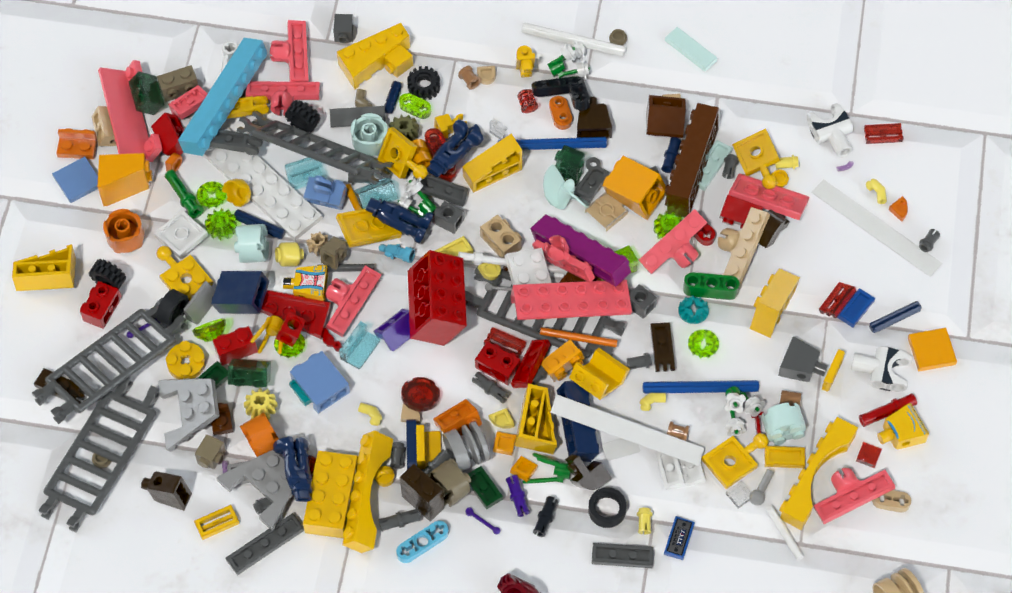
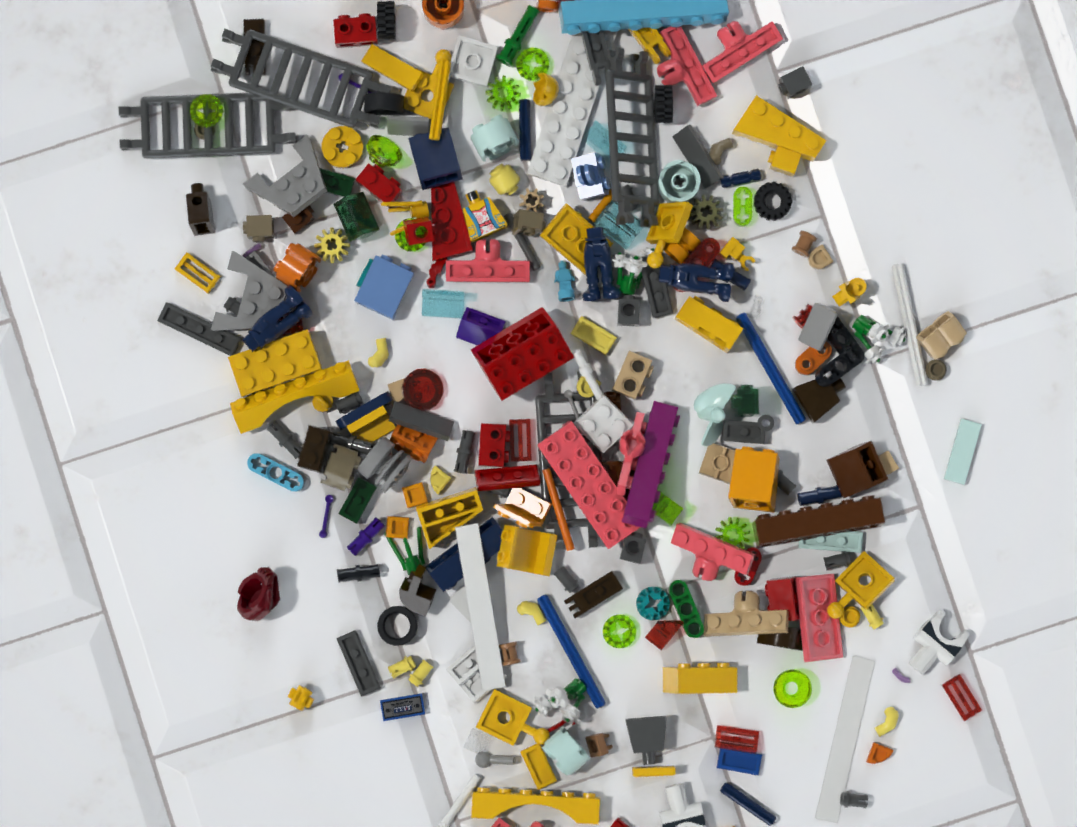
camera: 60 degrees right, 25 degrees up
(87, 435) = (199, 104): none -> clear neon green gear
(147, 291) = (392, 68): none -> yellow tile
(196, 265) = (440, 99): none -> yellow axle
(446, 406) = (421, 421): none -> dark grey tile
(539, 91) = (818, 326): none -> light grey slope
(594, 20) = (941, 335): none -> tan brick
(658, 510) = (420, 673): none -> light yellow pin
(721, 309) = (663, 632): none -> clear red tile
(816, 233) = (803, 692): none -> clear neon green piece

